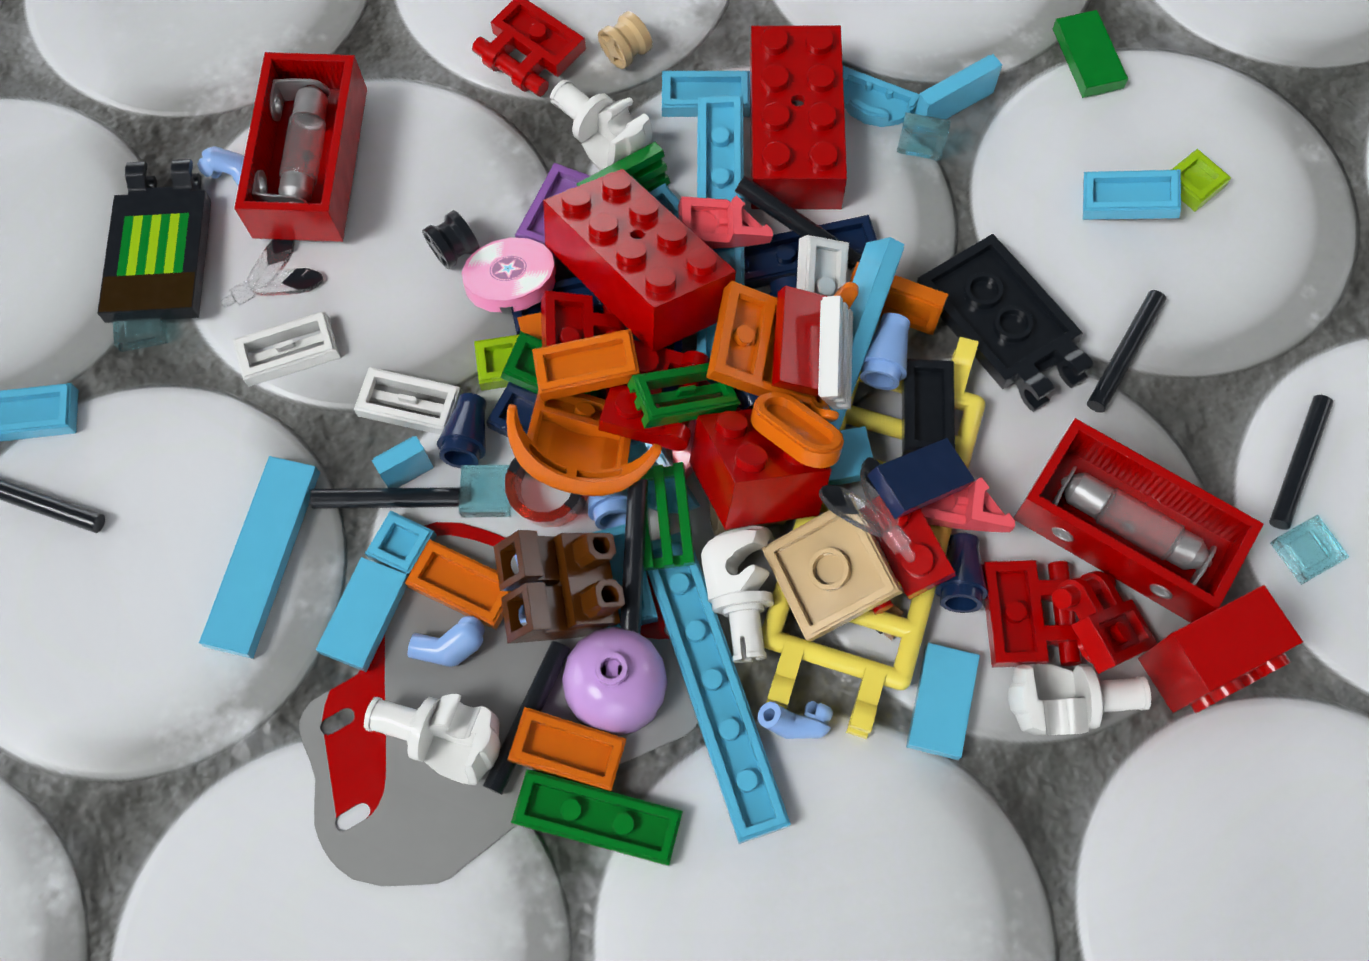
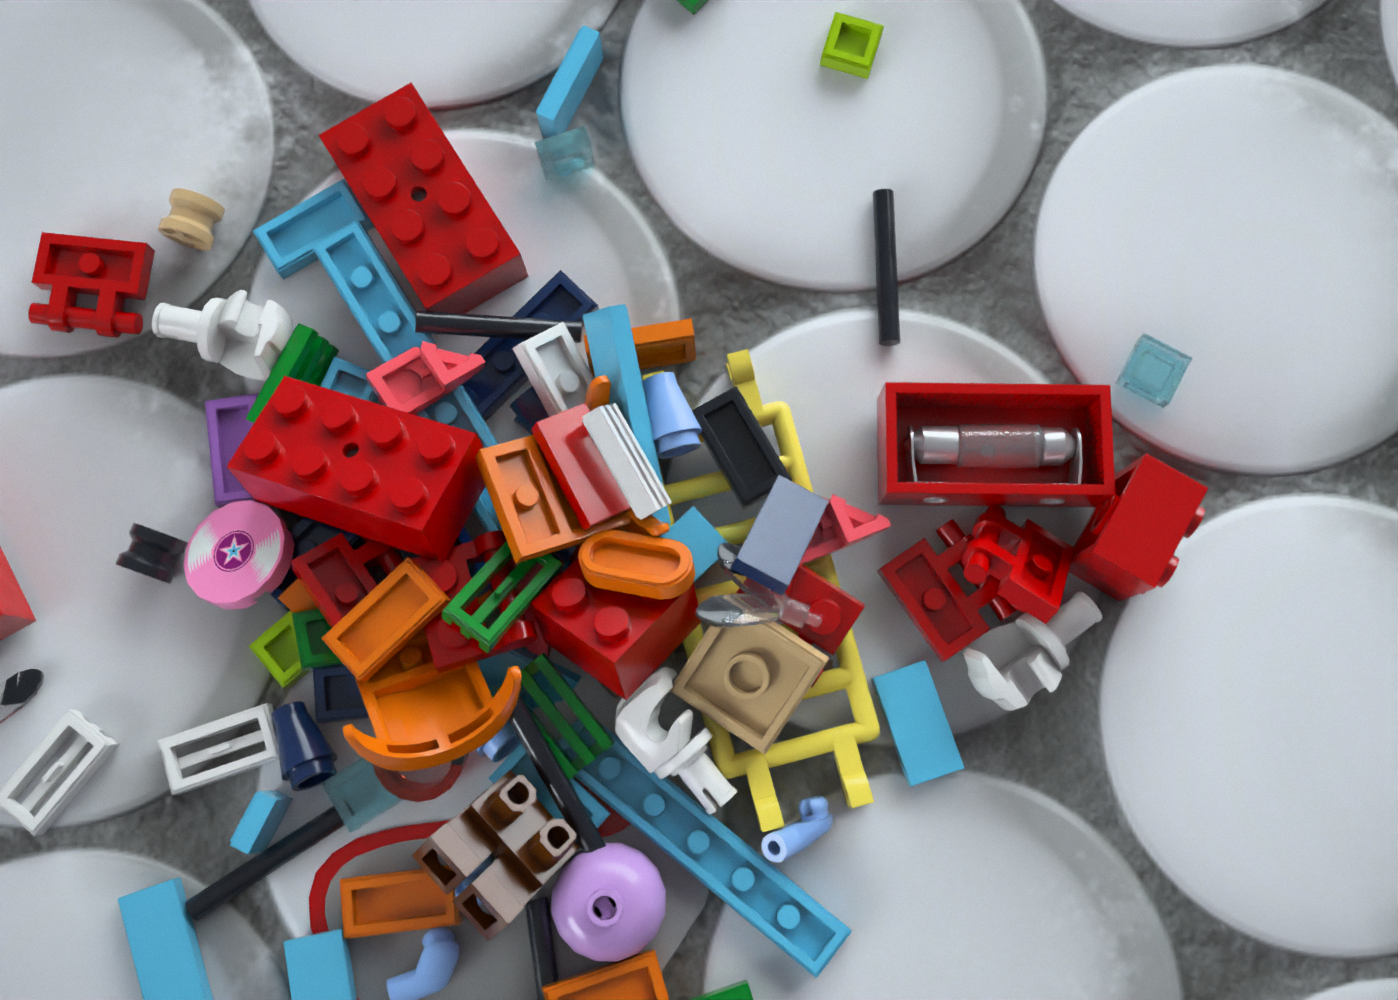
camera: 35 degrees left, 10 degrees up
(399, 543) = (312, 901): medium azure tile -> none
(875, 100) = (492, 136): medium azure tile -> none
(969, 588) = (866, 584): dark blue cone -> none
(1011, 318) = (756, 302): black tile -> none
(1132, 194) = (801, 99): medium azure tile -> none
(1301, 462) = (1101, 286): black bar -> none

